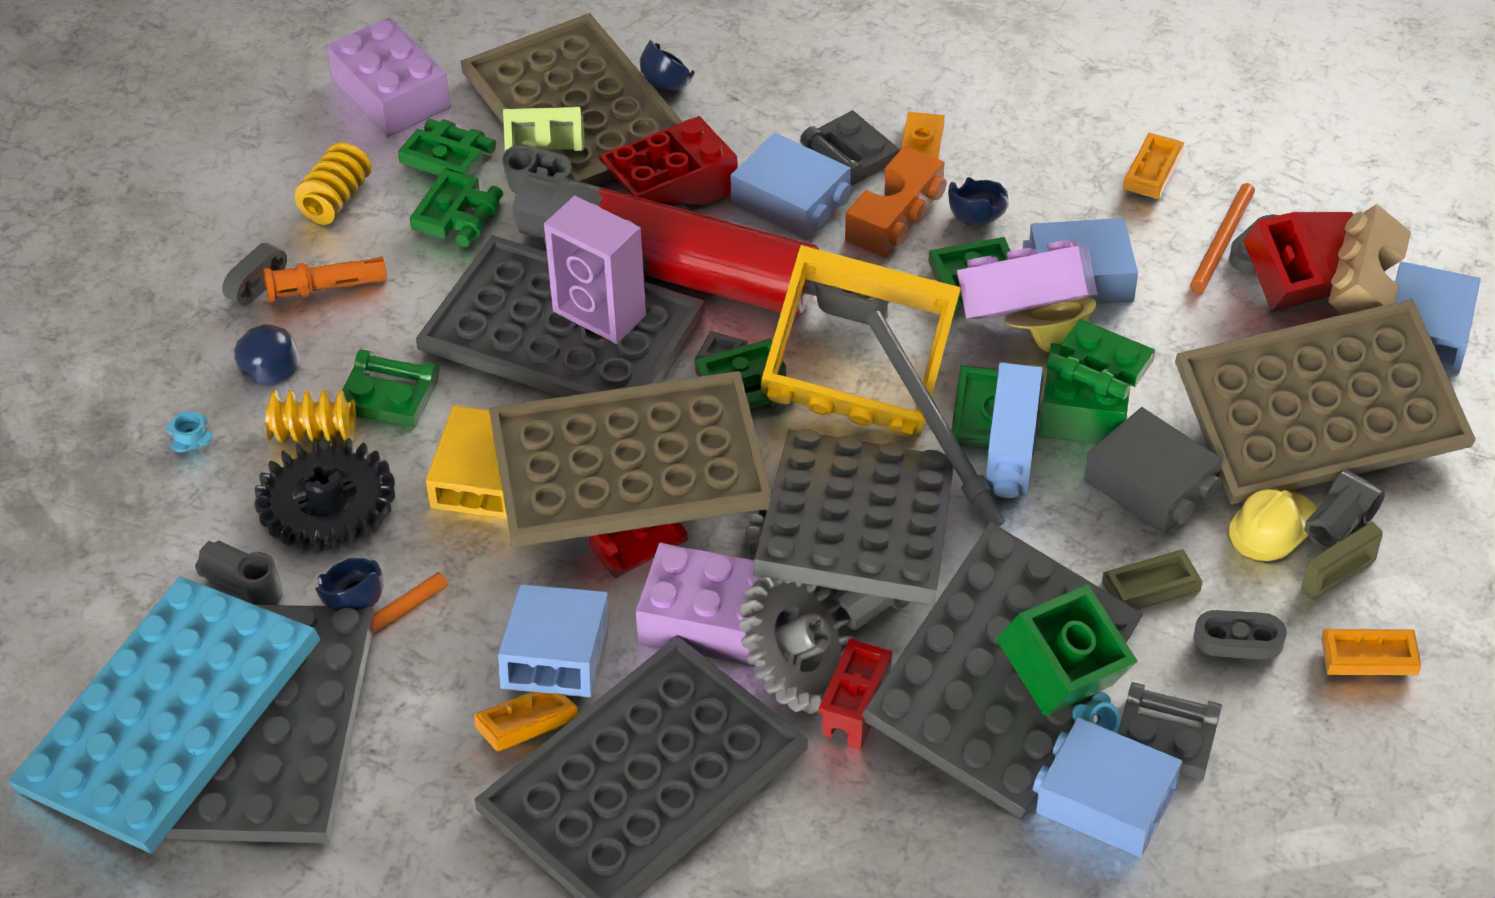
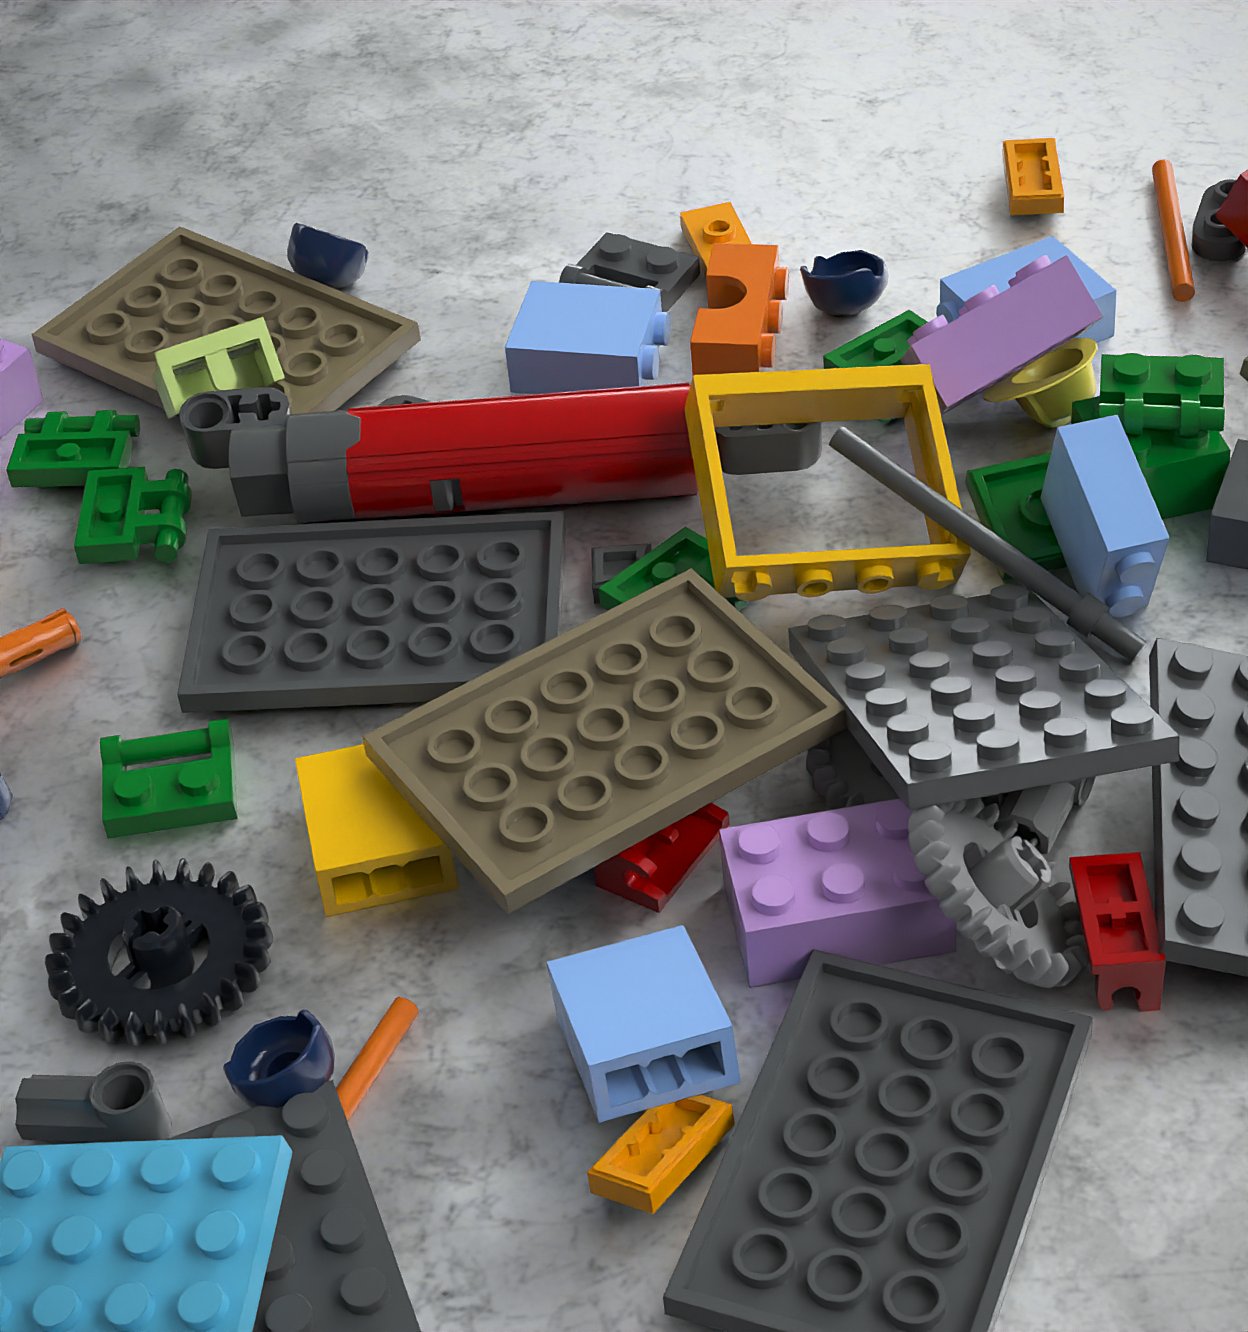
camera: 20 degrees left, 5 degrees down
(310, 417) = (77, 851): yellow piece -> none
(595, 269) = (413, 503): lavender brick -> none
(675, 165) = (422, 355): red slope -> none

